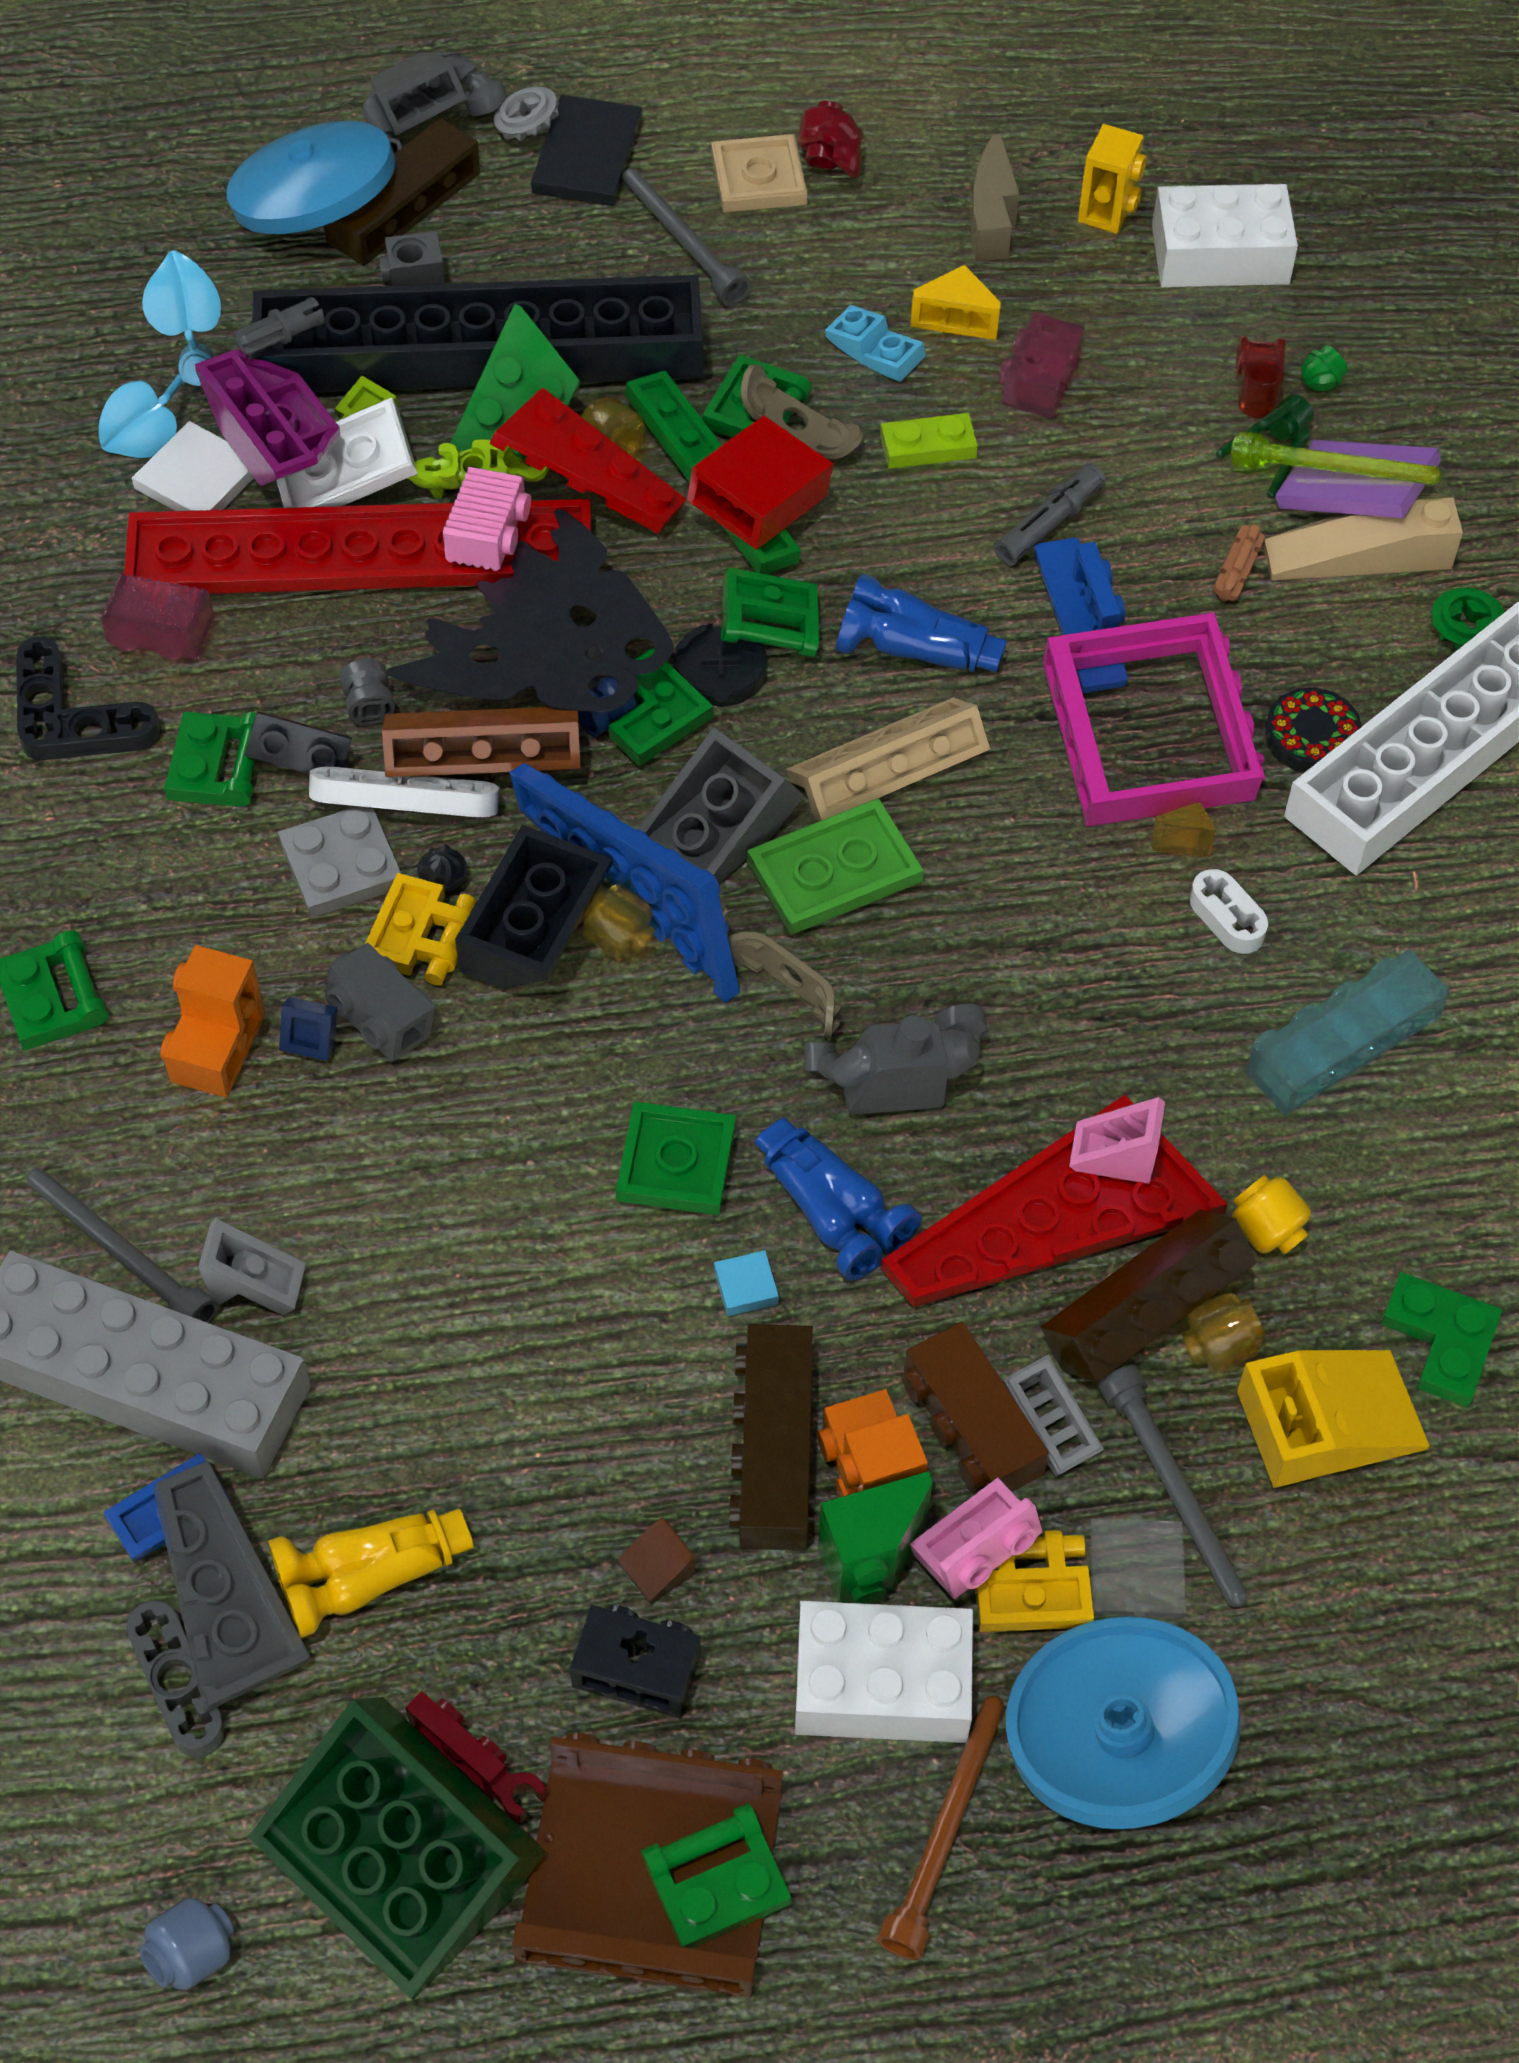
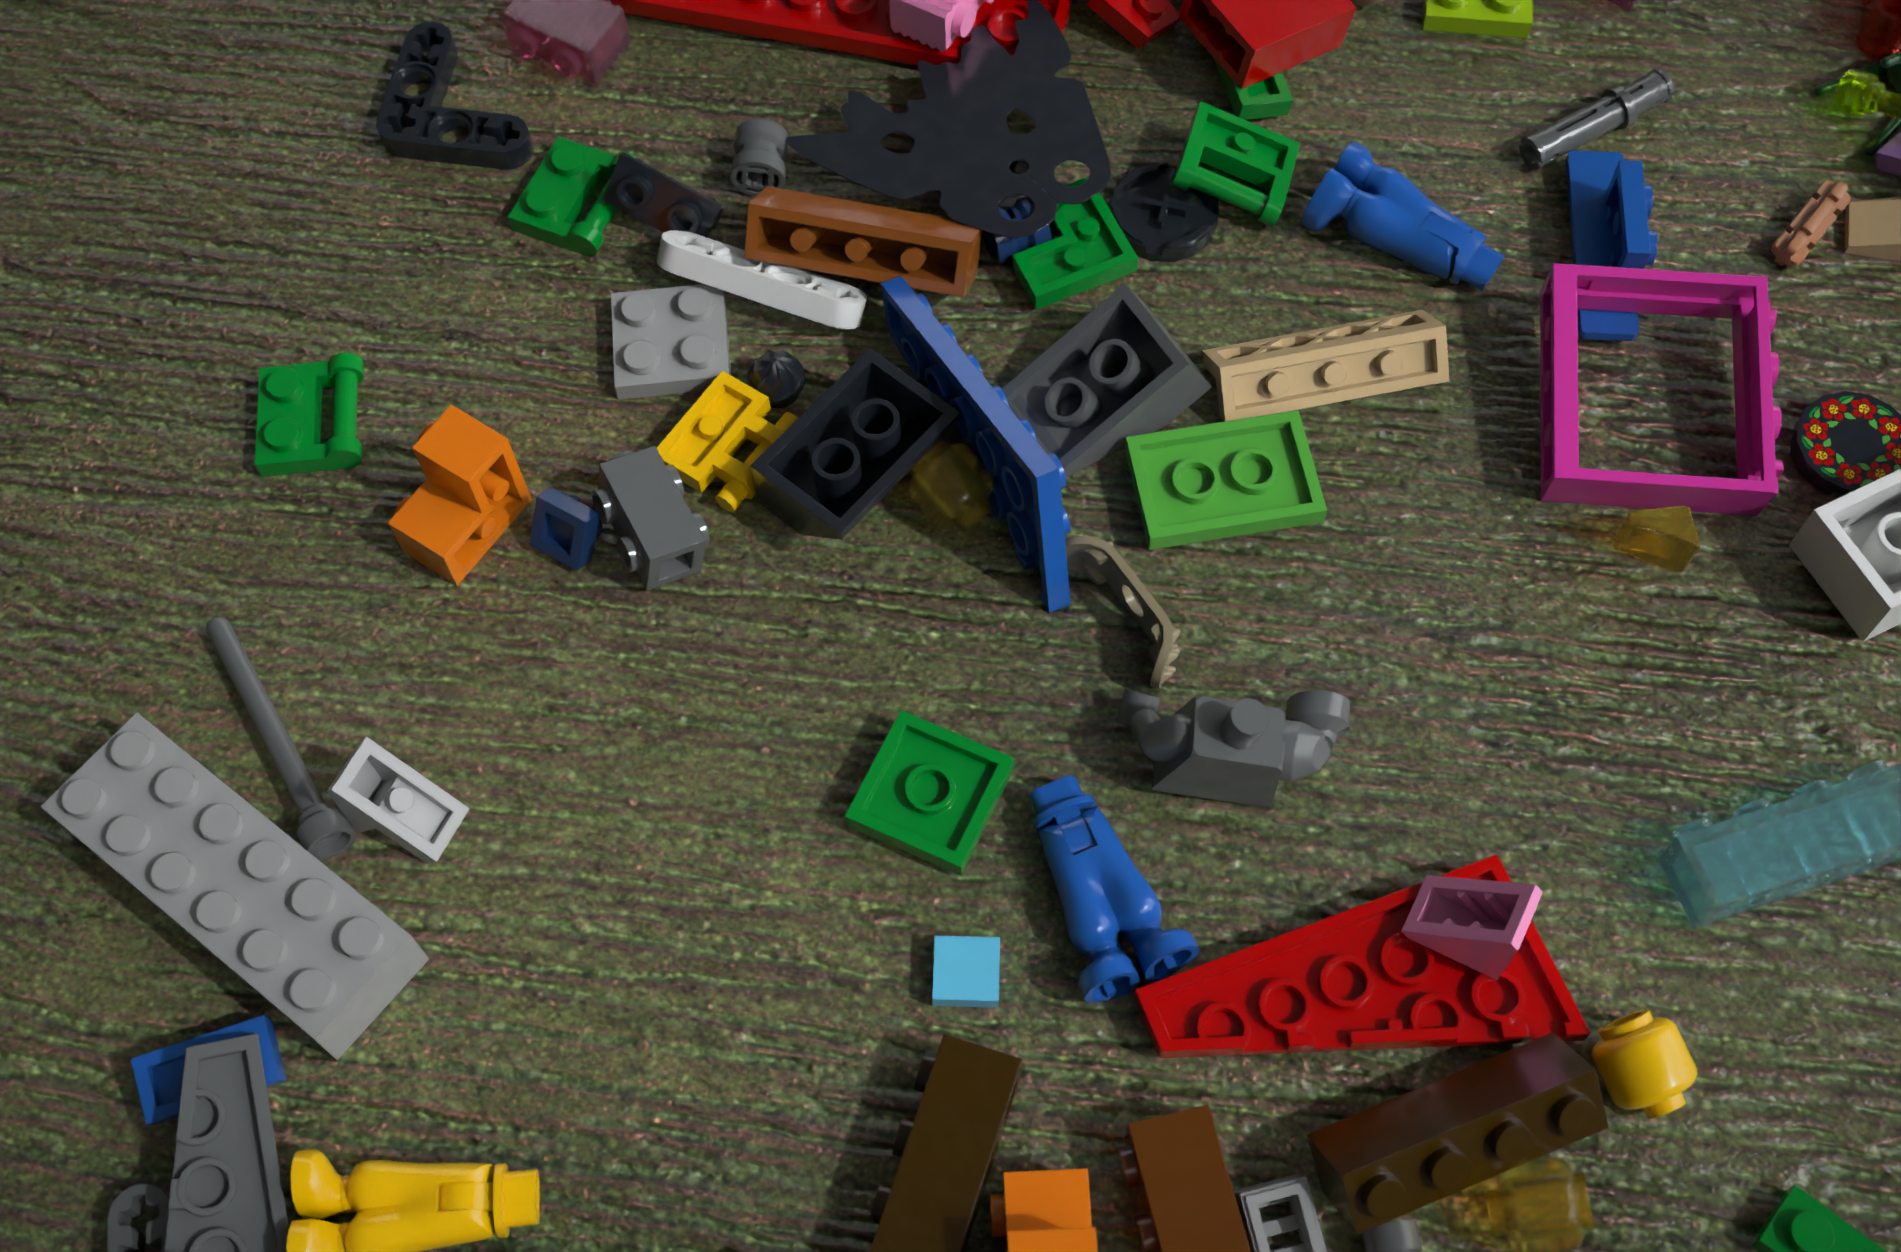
camera: 20 degrees right, 5 degrees up
(1233, 908) = (1682, 651): white beam -> none

